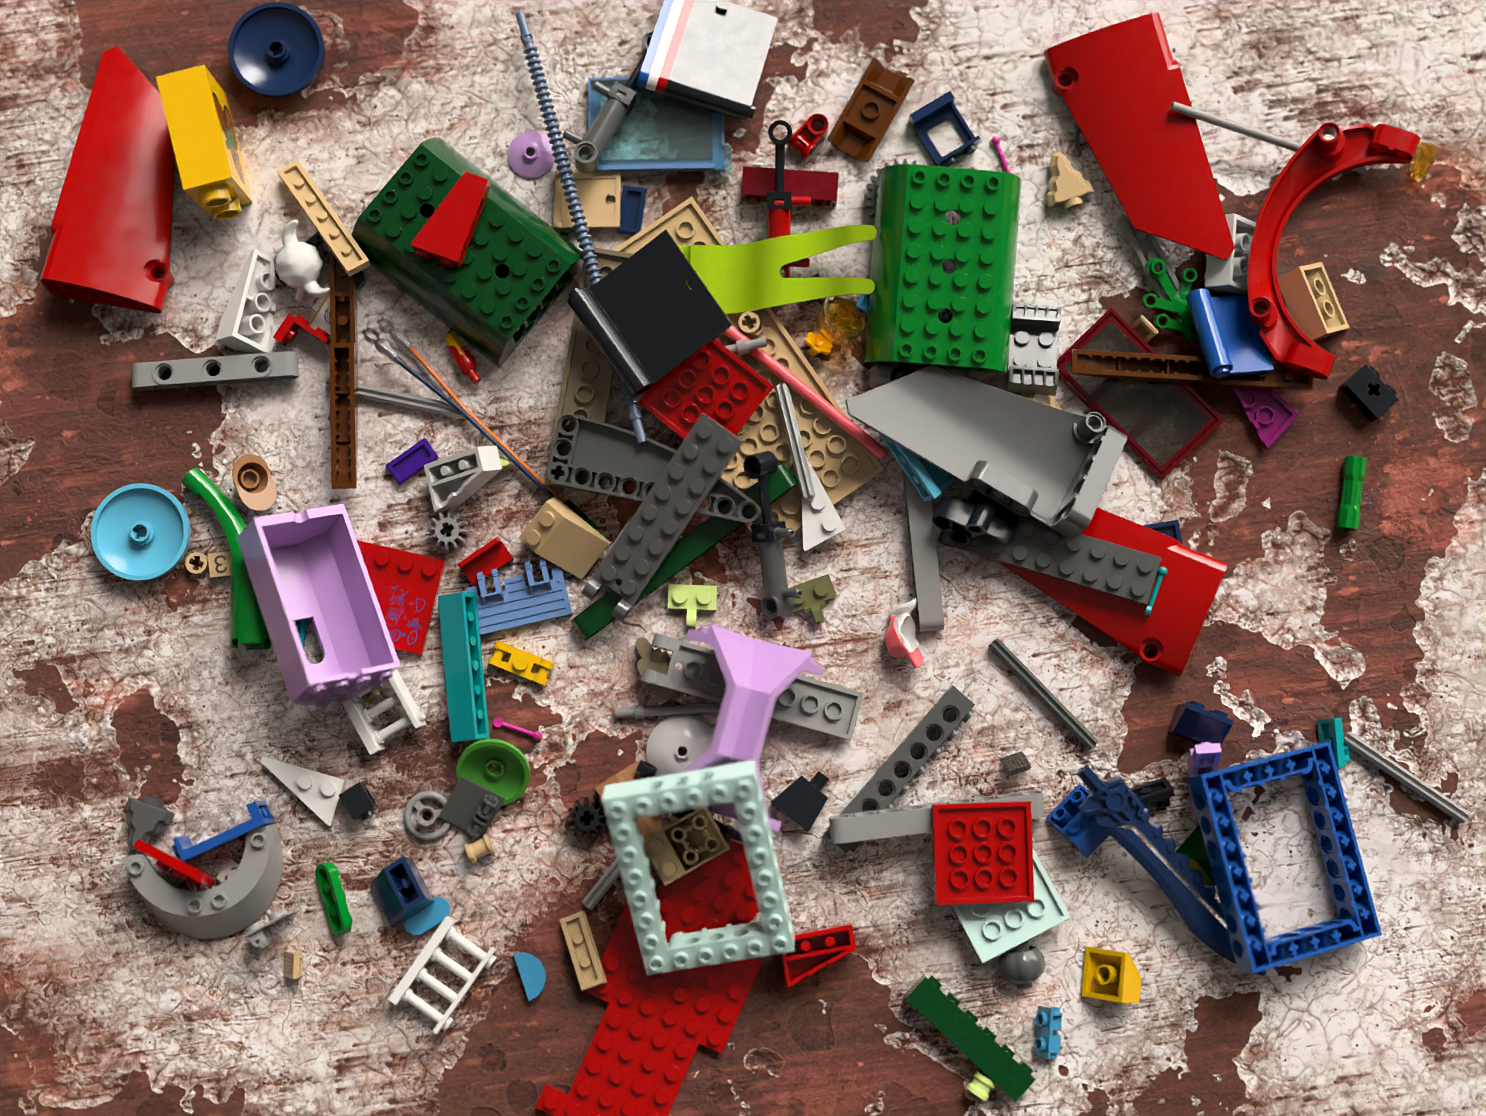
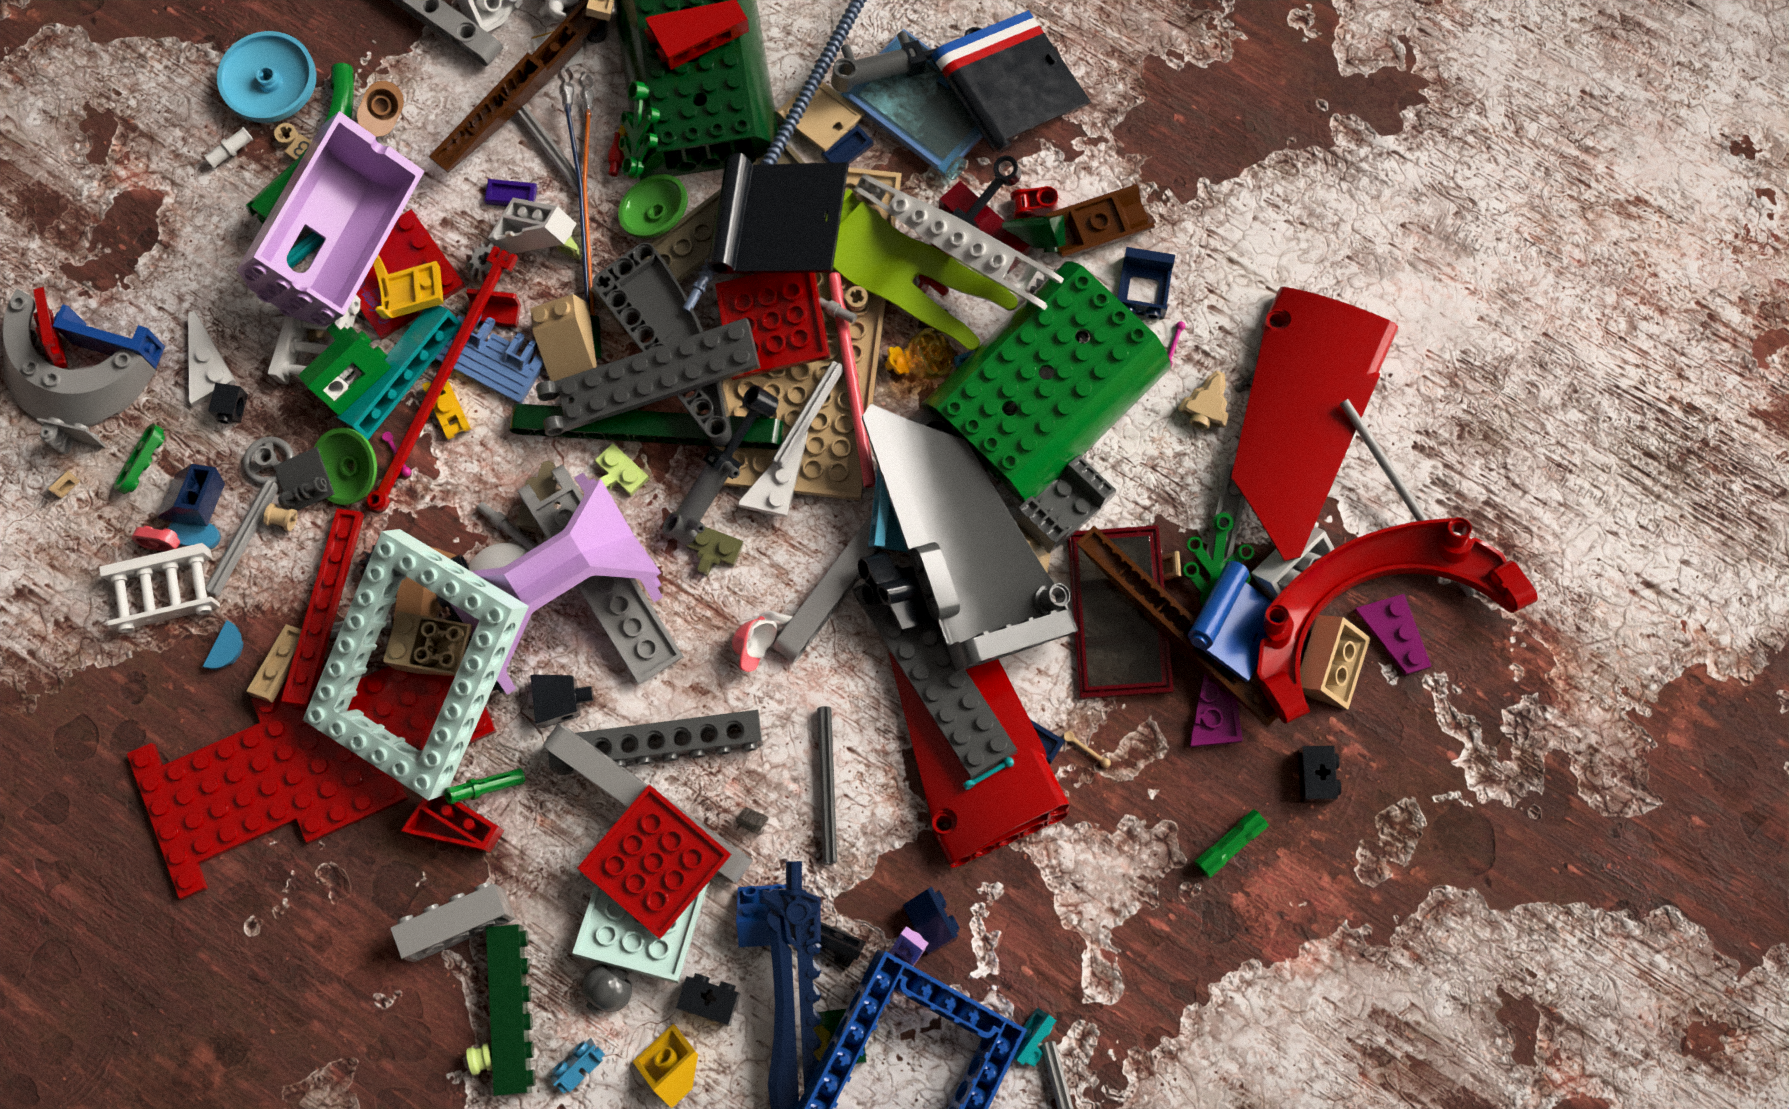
camera: 45 degrees right, 10 degrees down
(146, 820) = (68, 283): dark grey rock -> none
(163, 611) = (228, 147): none -> white pin
(287, 331) = (513, 25): red bracket -> none
(413, 940) = (156, 539): none -> coral plate
(416, 601) = (408, 289): none -> yellow piece
(430, 701) = (336, 366): none -> green brick
(465, 887) = (241, 538): none -> light grey axle
(467, 526) = (499, 264): none -> red hinge
(474, 337) = (636, 130): none -> green plant
(522, 378) = (653, 206): none -> bright green dish
(535, 165) = (801, 56): lavender dish -> none
(577, 884) = (322, 608): none -> red plate
(793, 218) = (957, 238): none -> white piece
(810, 914) = (475, 788): none -> green pin
(835, 157) = (1039, 232): none -> dark green slope
(880, 1015) = (452, 923): none -> light grey brick
(1111, 910) = (692, 1002): none -> black brick
(1176, 514) = (1069, 737): none -> tan hinge
(1337, 242) = (1397, 631): none -> magenta wing
(1423, 160) = (1529, 626): clear yellow cone -> none

